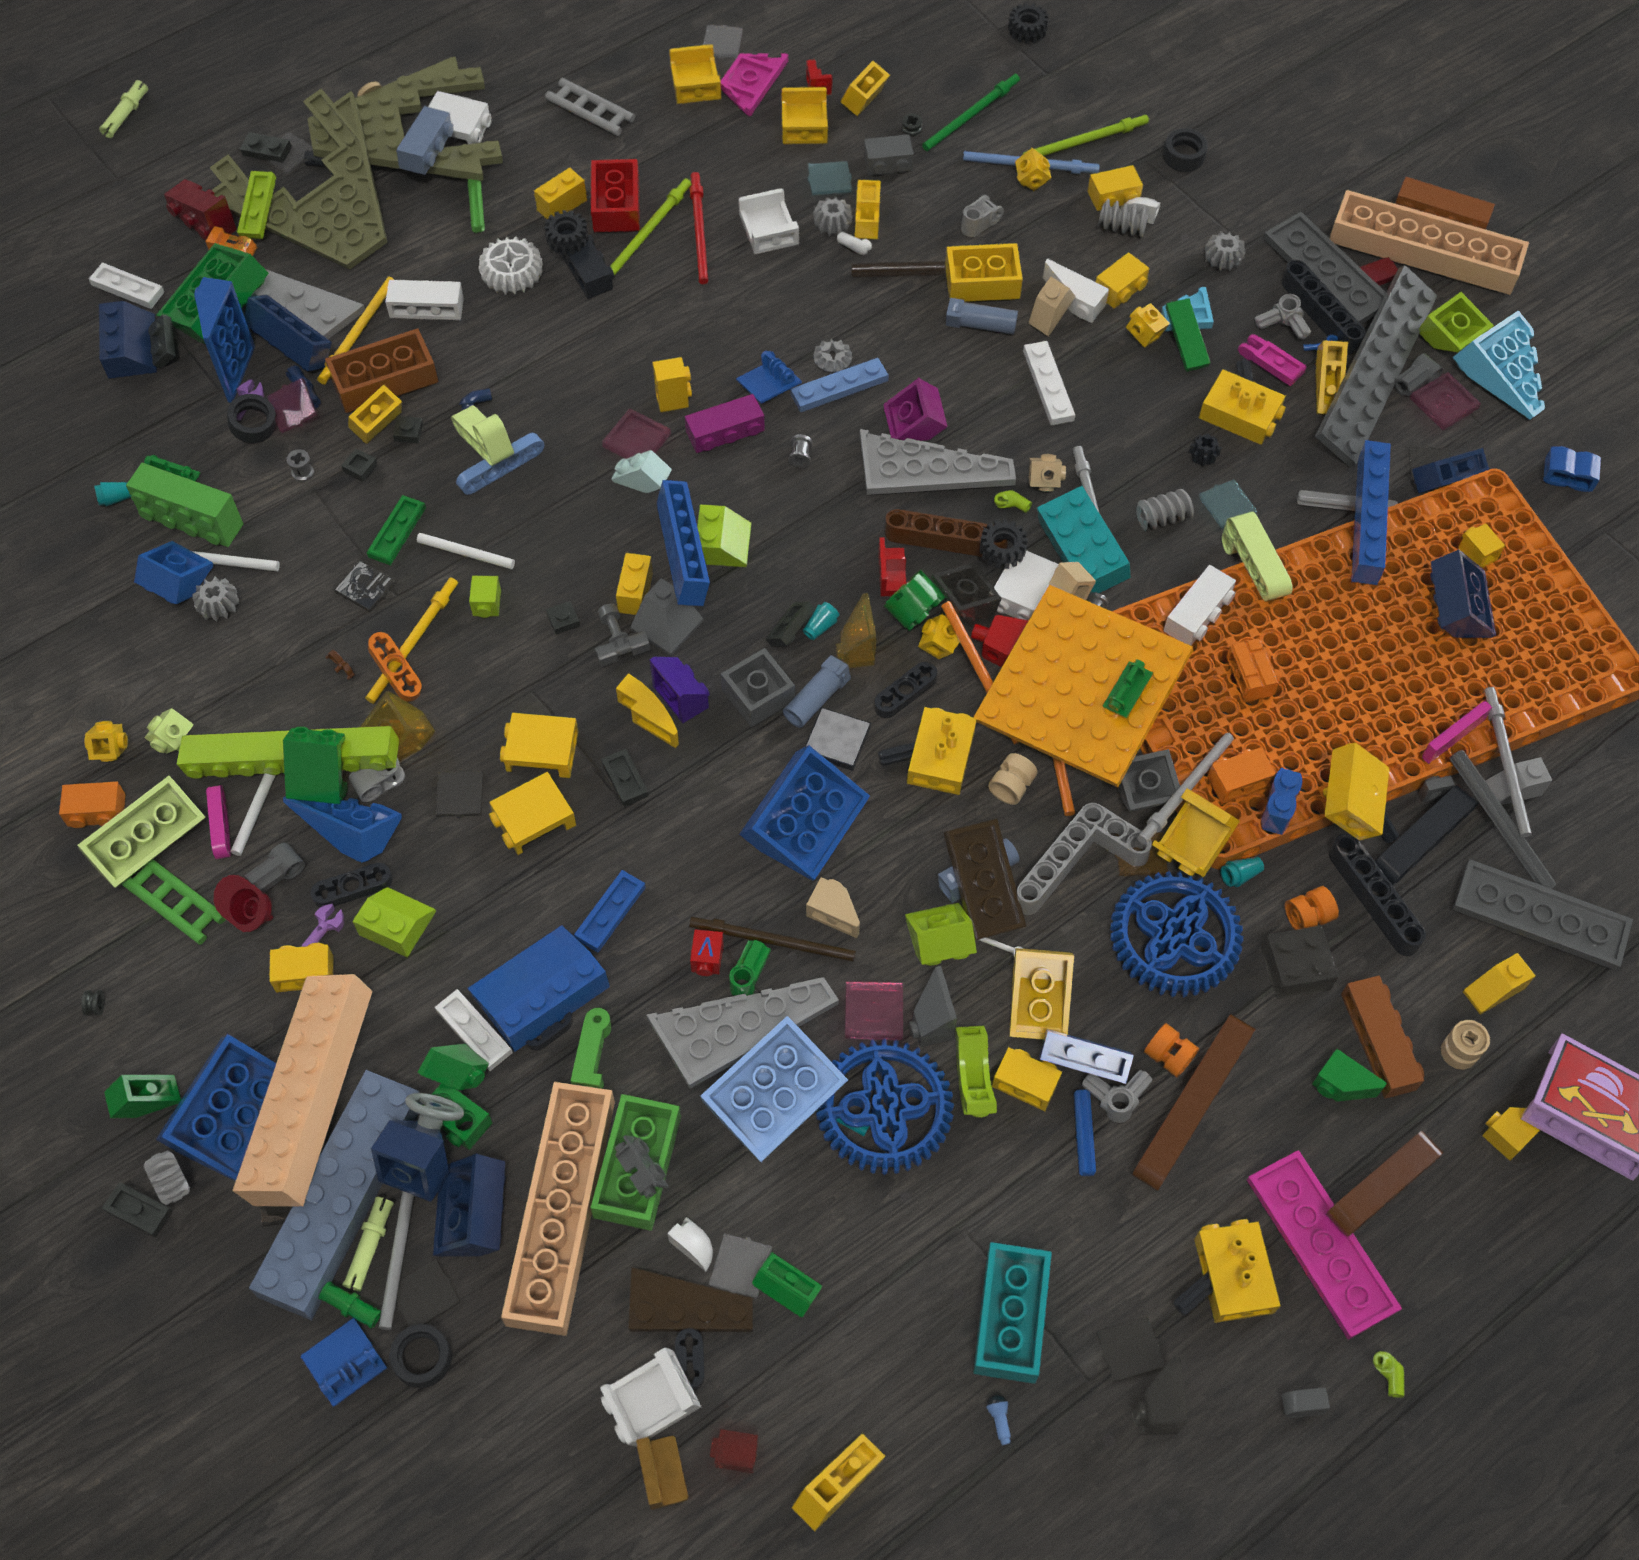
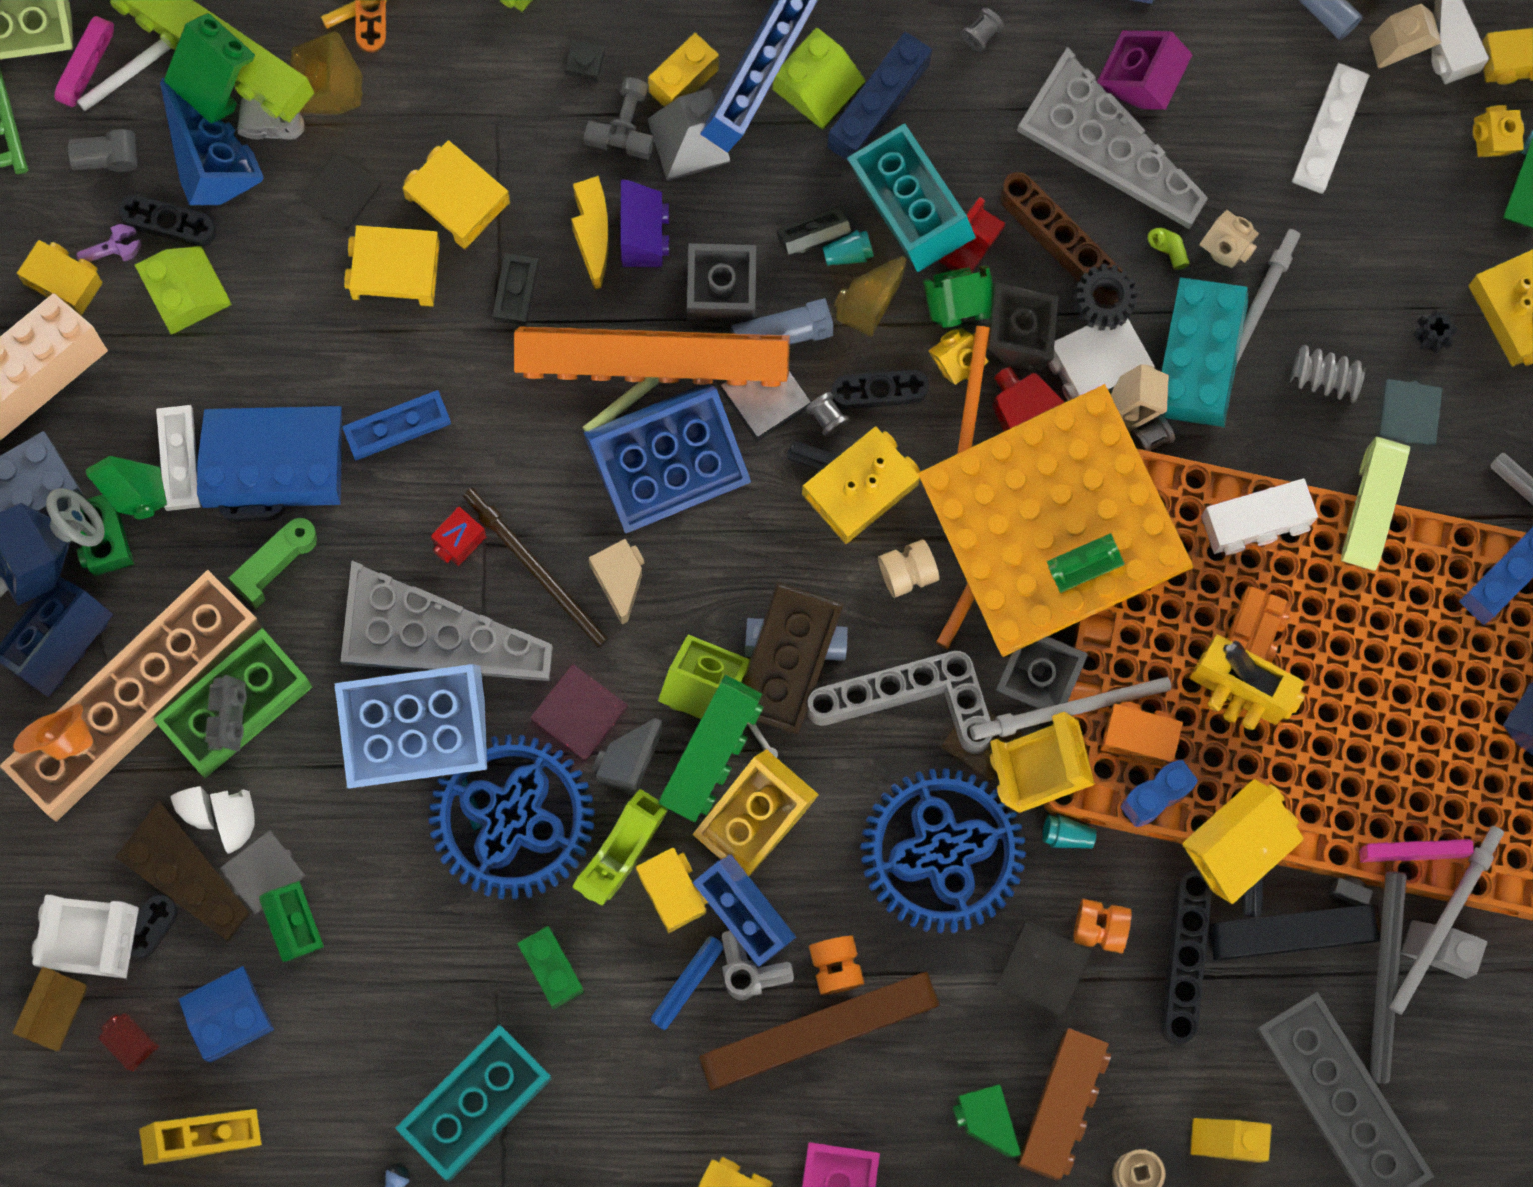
camera: 30 degrees right, 15 degrees up
(242, 903) = (46, 171): dark red piece -> none
(530, 1262) = (56, 734): none -> orange piece
(660, 1253) = (194, 807): none -> white brick
(747, 756) = (651, 354): none -> orange brick
(748, 968) = (488, 580): green piece -> none
(750, 797) = (622, 403): none -> yellowish green bar
(769, 524) = (880, 96): none -> dark blue brick
(791, 1380) = (225, 1015): none -> blue slope
(839, 561) = (911, 197): none -> teal brick
(886, 723) = (827, 414): none -> flat silver bush
(984, 966) = (710, 748): none -> green brick
(989, 1185) = (550, 967): none -> green brick
(1277, 698) = (1247, 683): none -> yellow piece

